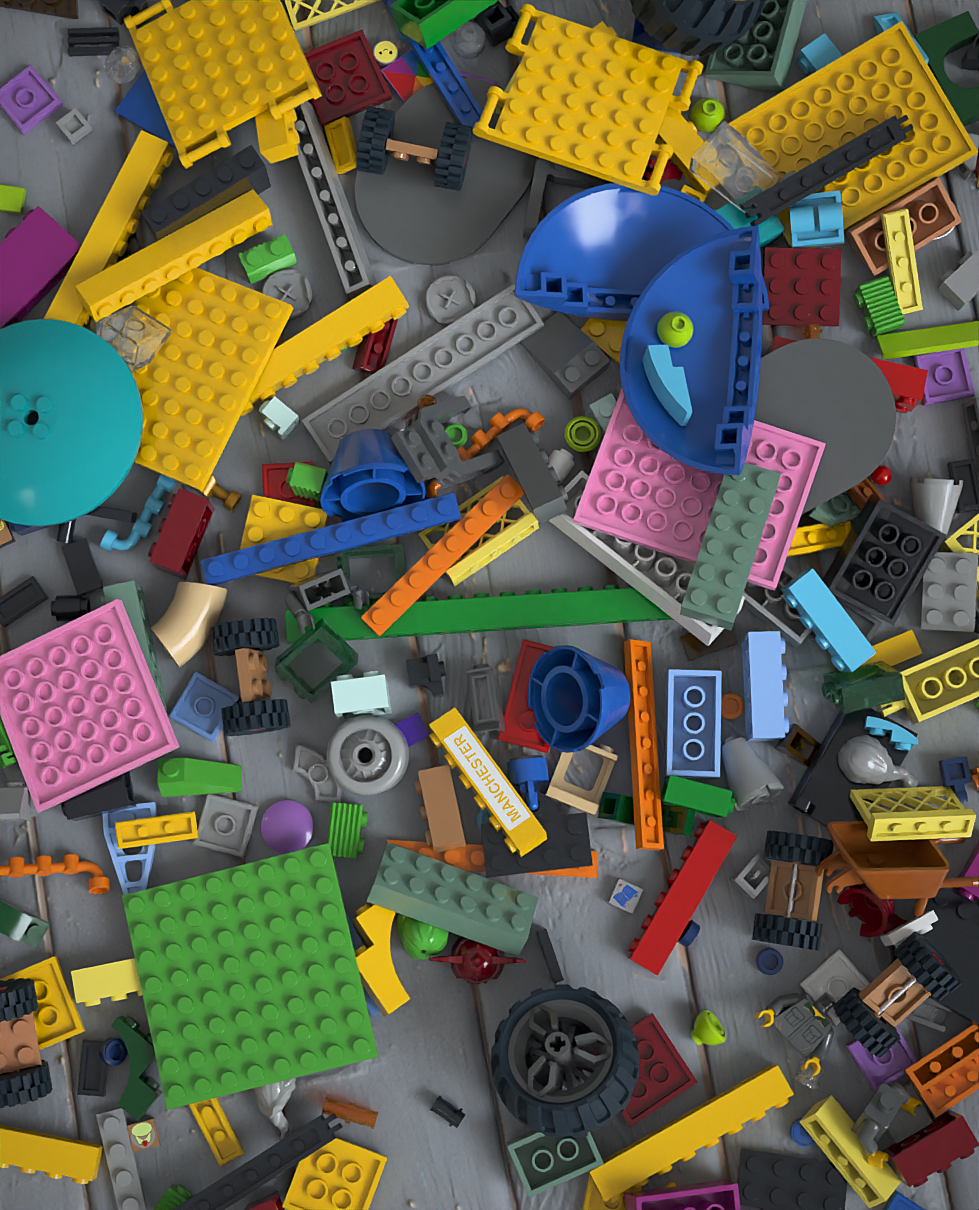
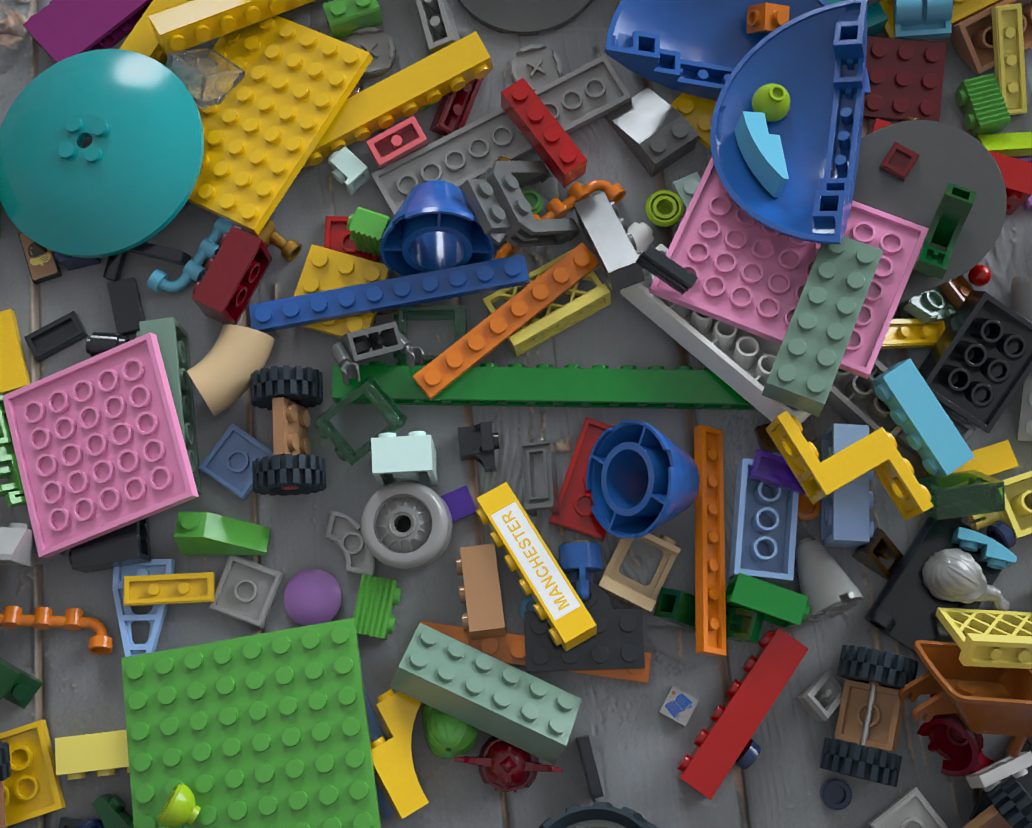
camera: 10 degrees right, 5 degrees down
(193, 1020) = (179, 807): none -> lime brick
(323, 389) = (397, 142): none -> coral brick
(462, 369) = (543, 132): none -> red brick
(586, 504) = (666, 269): none -> black tile
(669, 239) = (766, 17): none -> orange bracket
(703, 679) = (774, 471): none -> dark purple tile
(760, 672) = (873, 452): none -> yellow bracket
(796, 380) = (899, 161): none -> dark red tile
(838, 448) = (944, 231): none -> dark green arch
(906, 720) = (1001, 533): none -> dark blue tile

